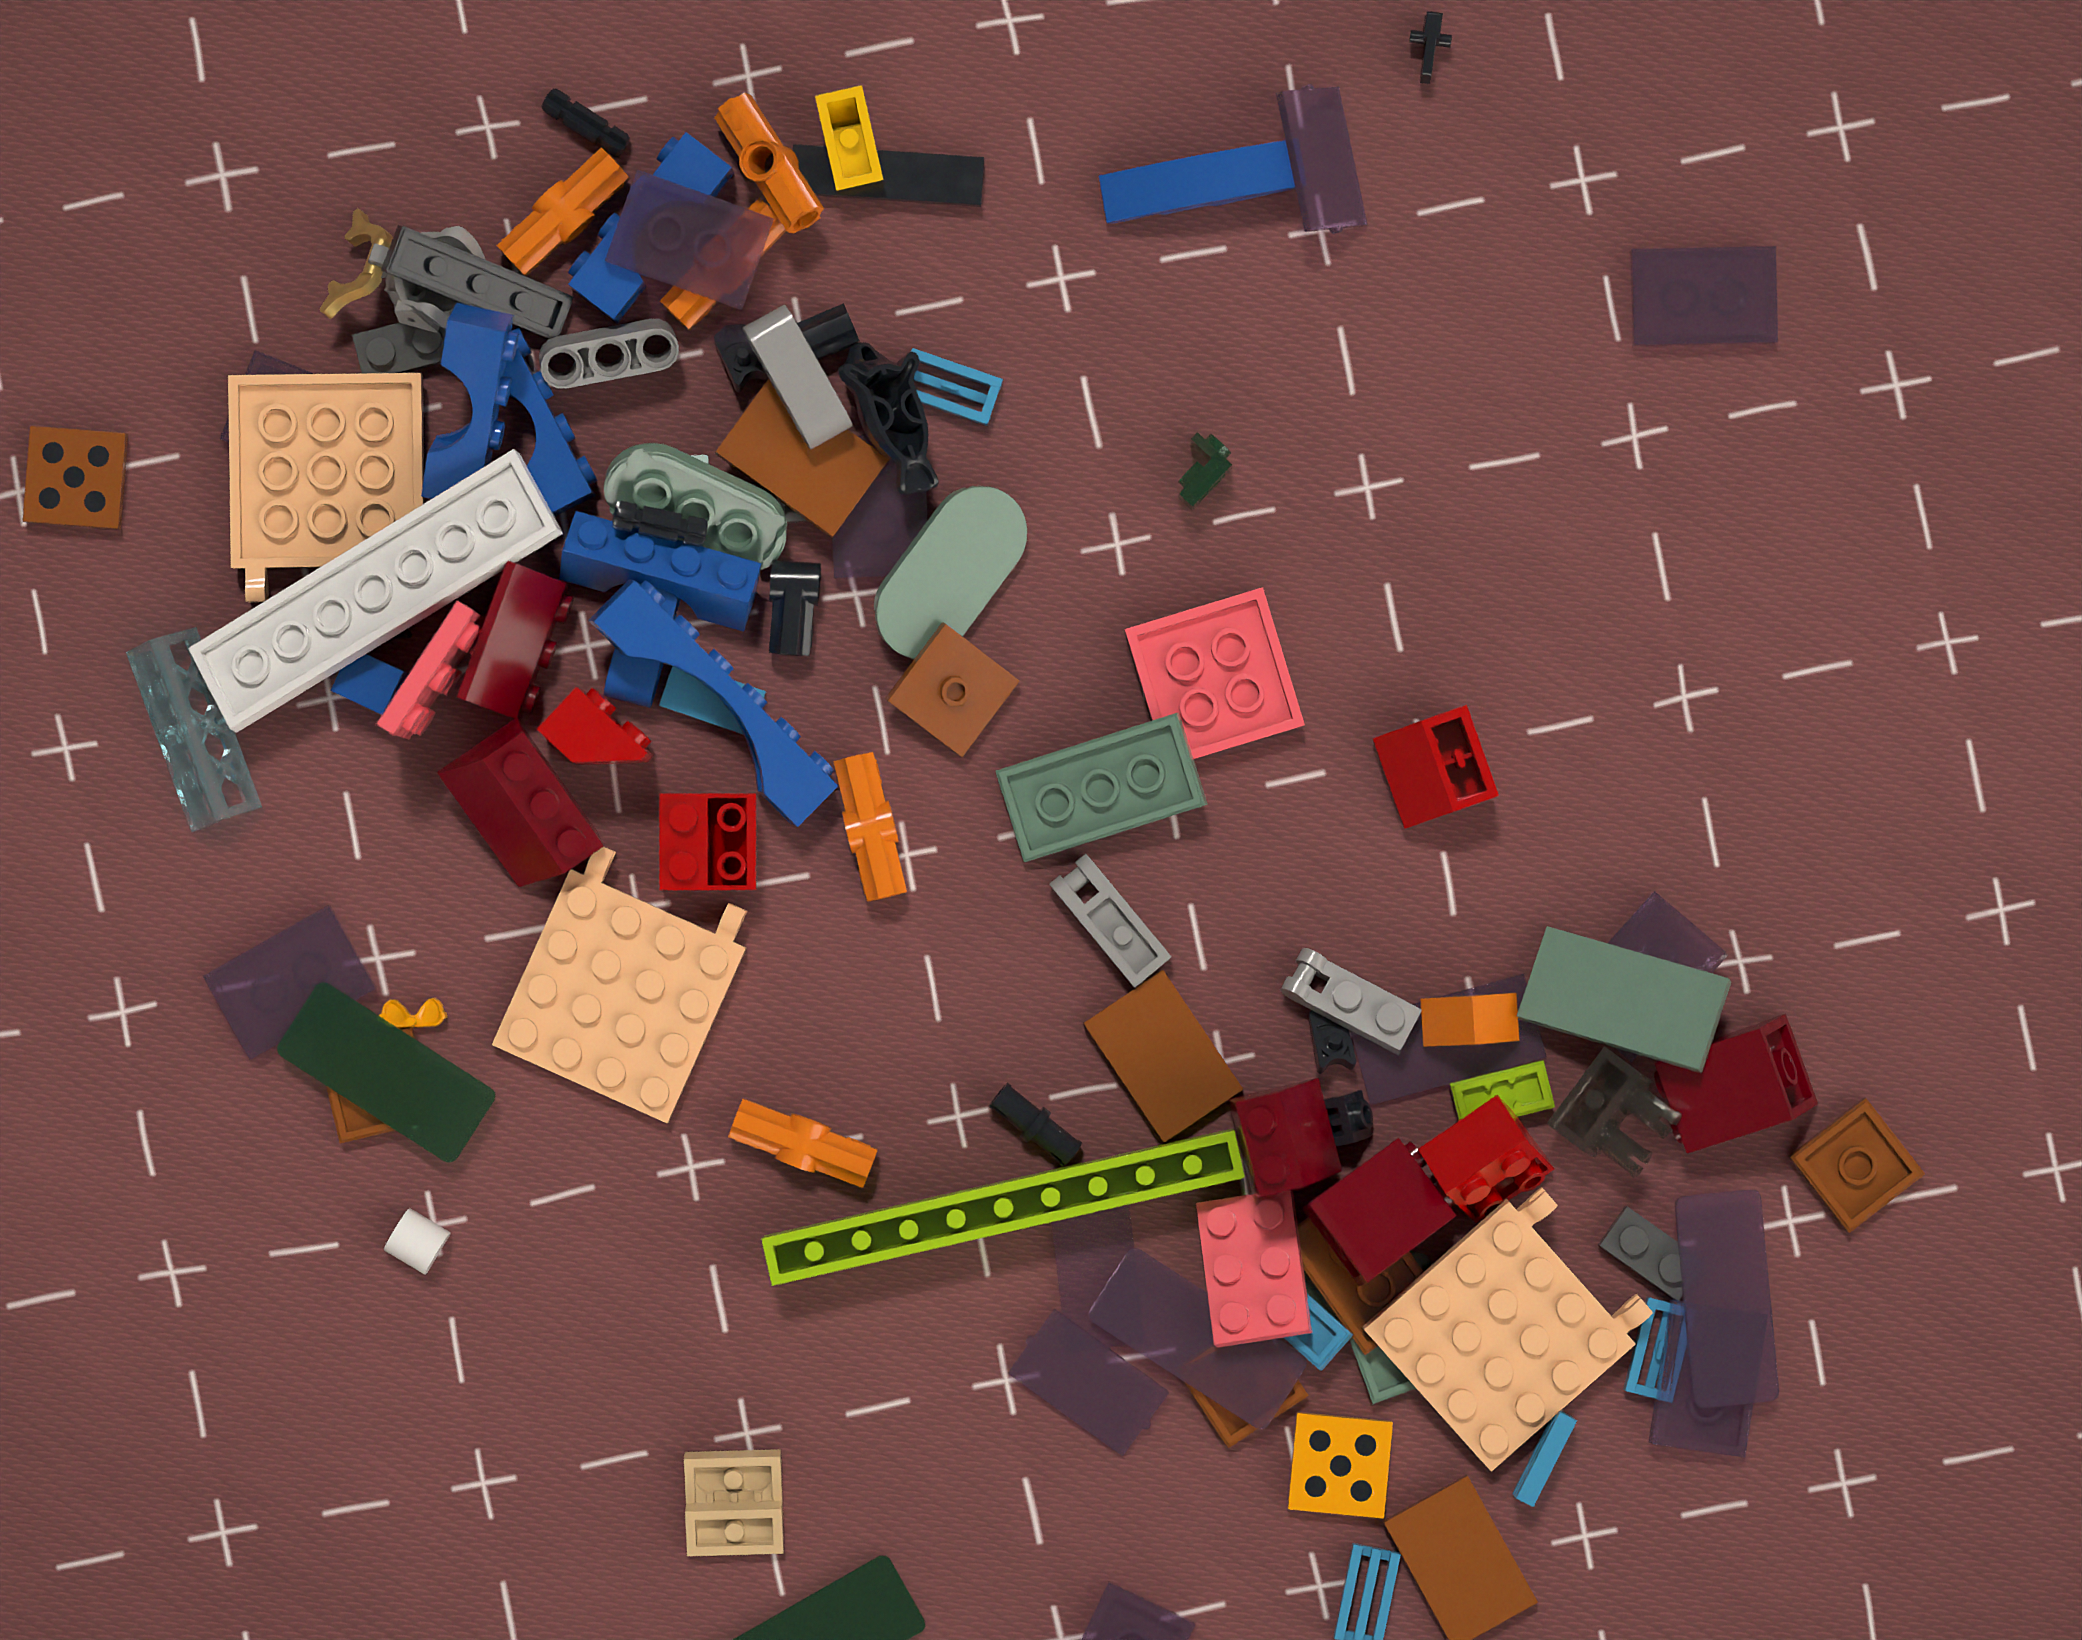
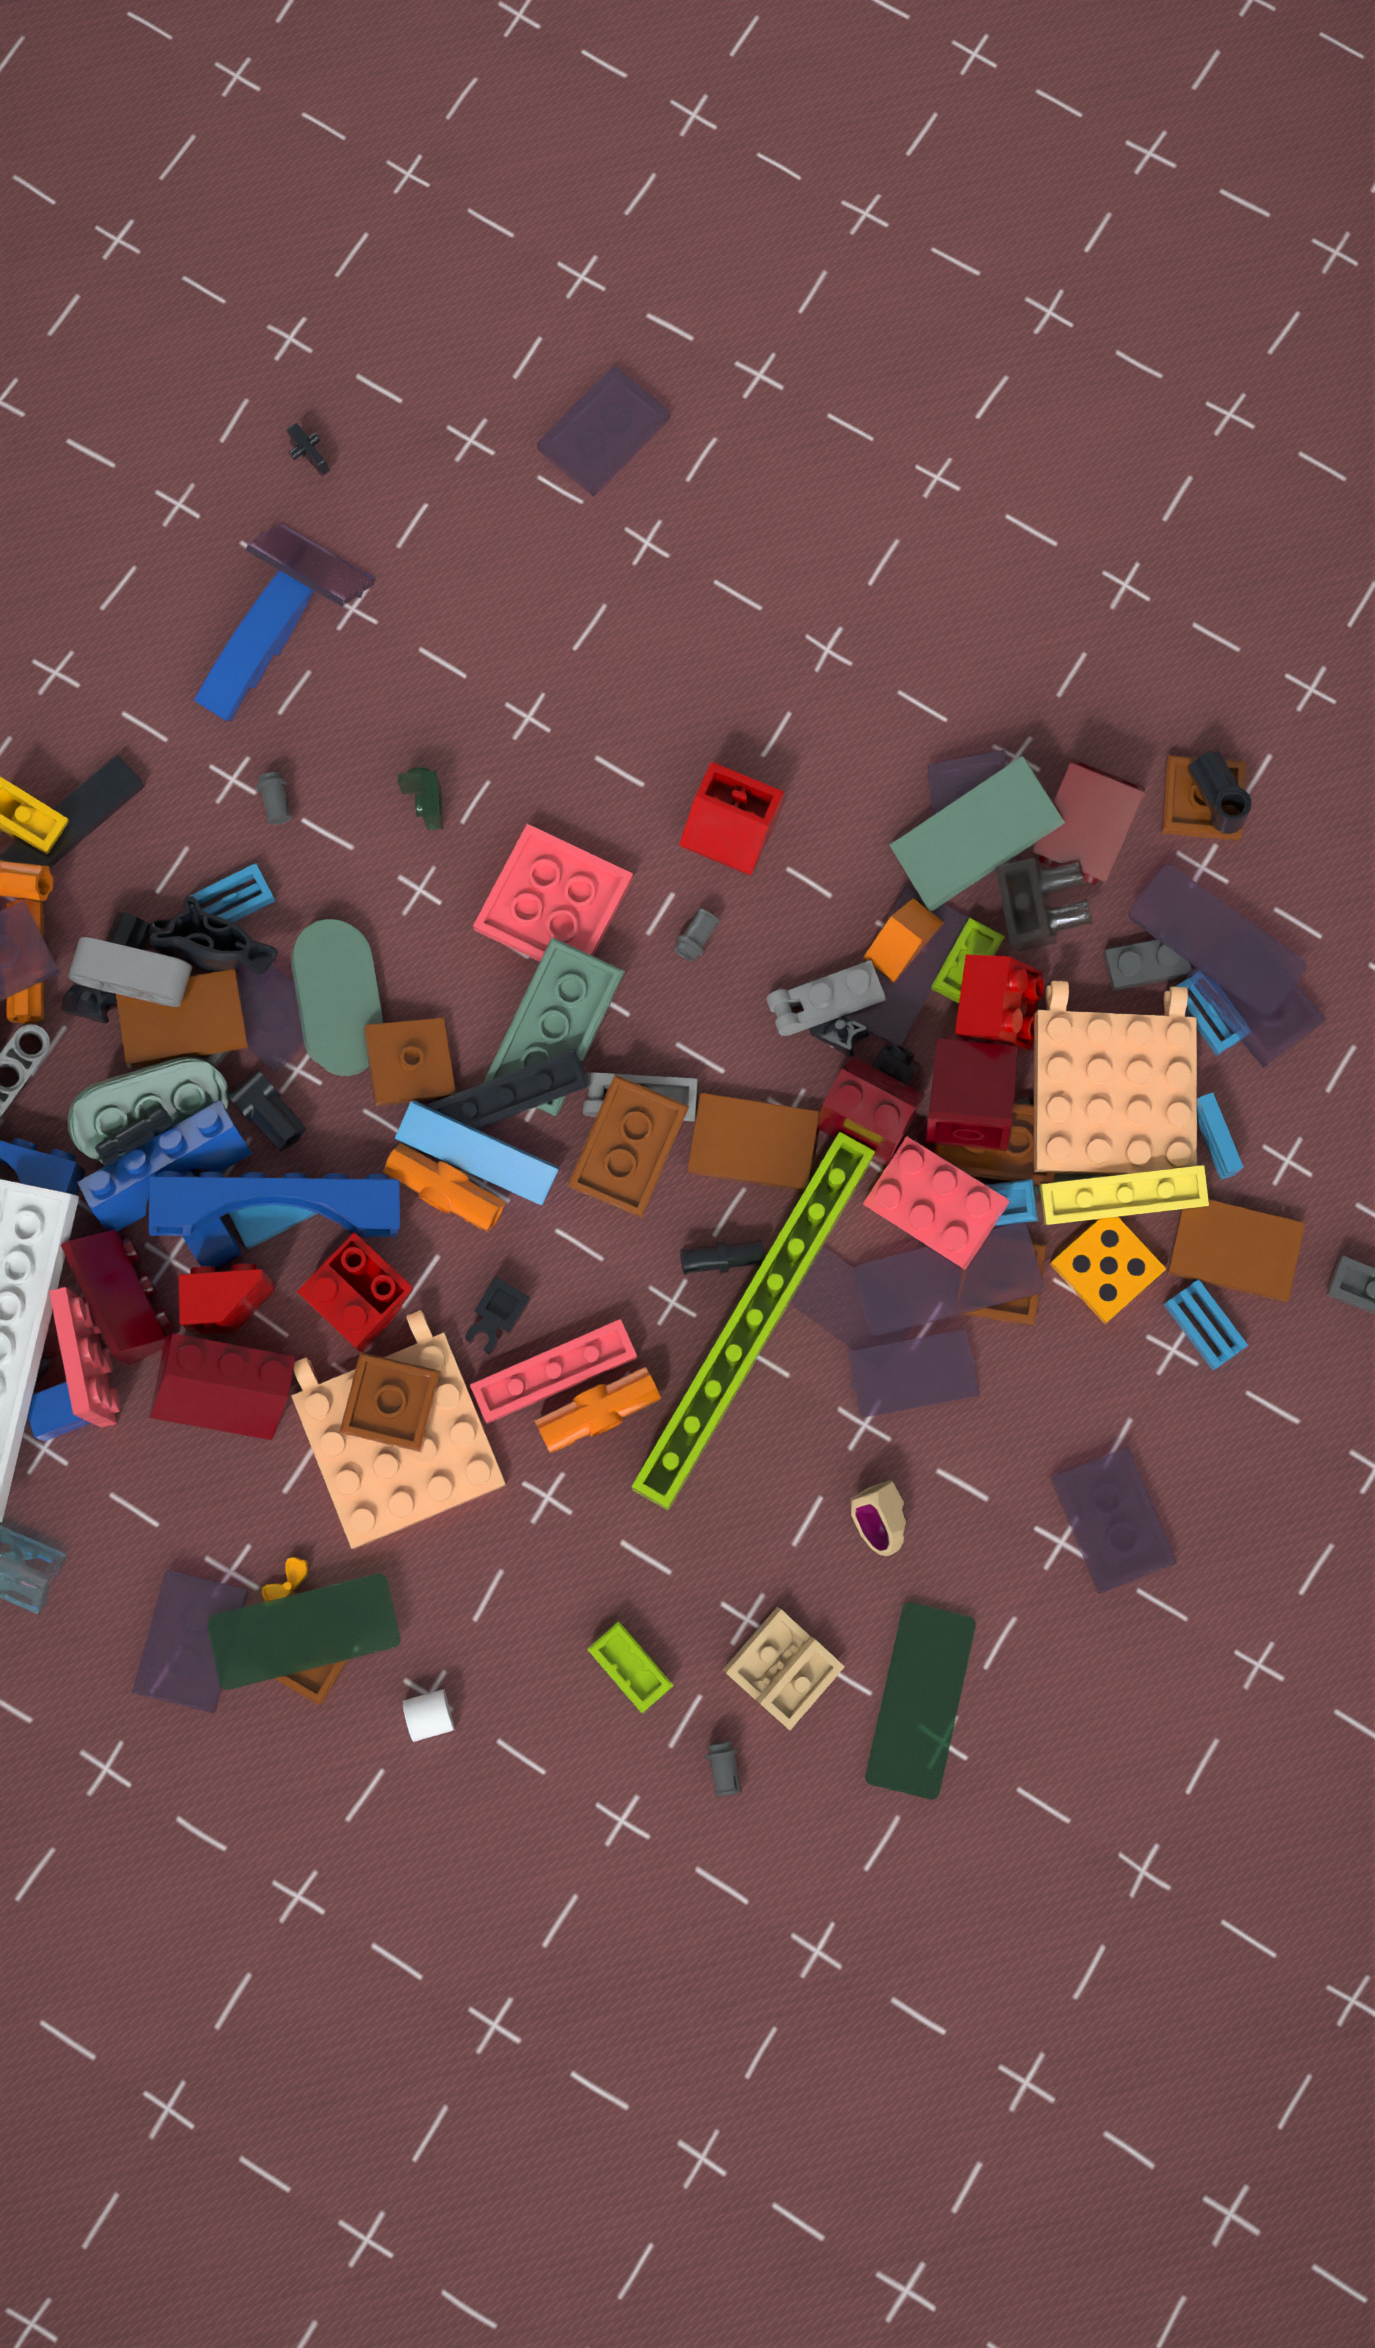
camera: 45 degrees left, 10 degrees down
(604, 1529) = (724, 1768): none -> dark grey pin
(614, 1374) = (630, 1667): none -> lime plate
(642, 962) = (390, 1402): none -> dark orange tile
(800, 1073) = (553, 1371): none -> coral plate
(811, 975) = (500, 1309): none -> black plate
(926, 827) = (477, 1152): none -> tile
(936, 1467) = (880, 1517): none -> tan rock
(1001, 805) = (516, 1091): none -> black tile
(1055, 953) = (628, 1146): none -> dark orange tile
(1077, 336) = (273, 792): none -> dark grey pin
(1302, 832) = (696, 935): none -> dark grey pin
(1412, 1425) = (1124, 1195): none -> light yellow plate
(1869, 1173) = (1220, 789): none -> black piece

